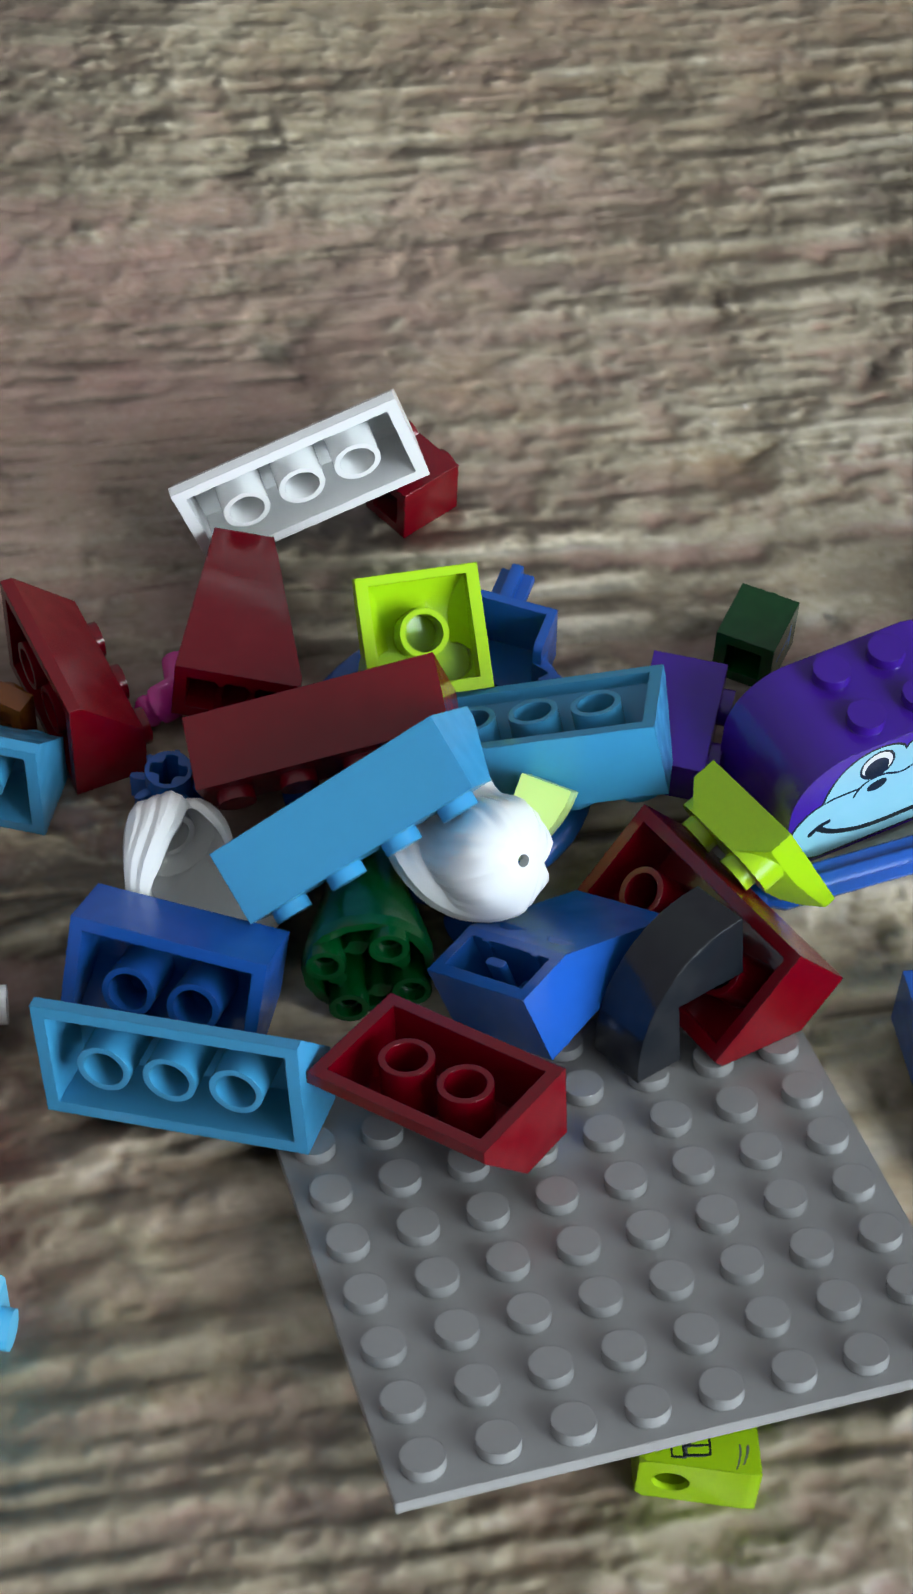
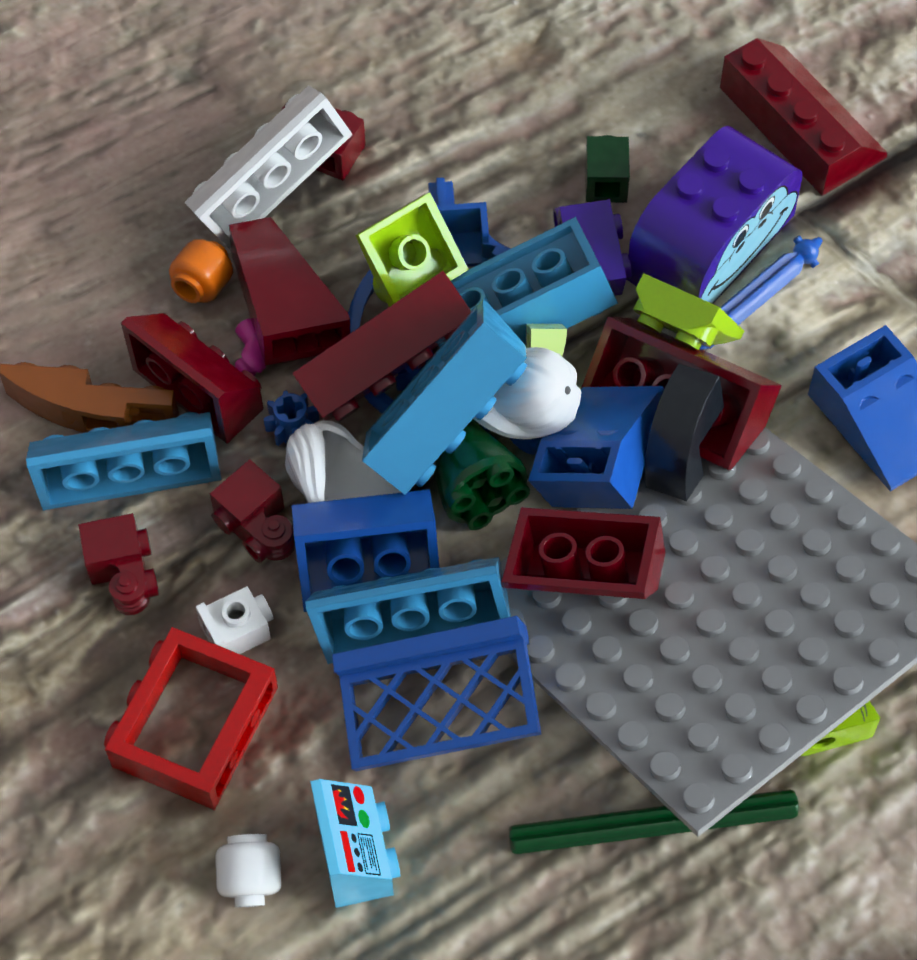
camera: 20 degrees left, 10 degrees up
(52, 872) = (250, 508): none -> dark red brick
(154, 573) = (200, 271): none -> orange head
(175, 1136) = (440, 652): none -> blue fence
(365, 1490) = (642, 823): none -> dark green axle

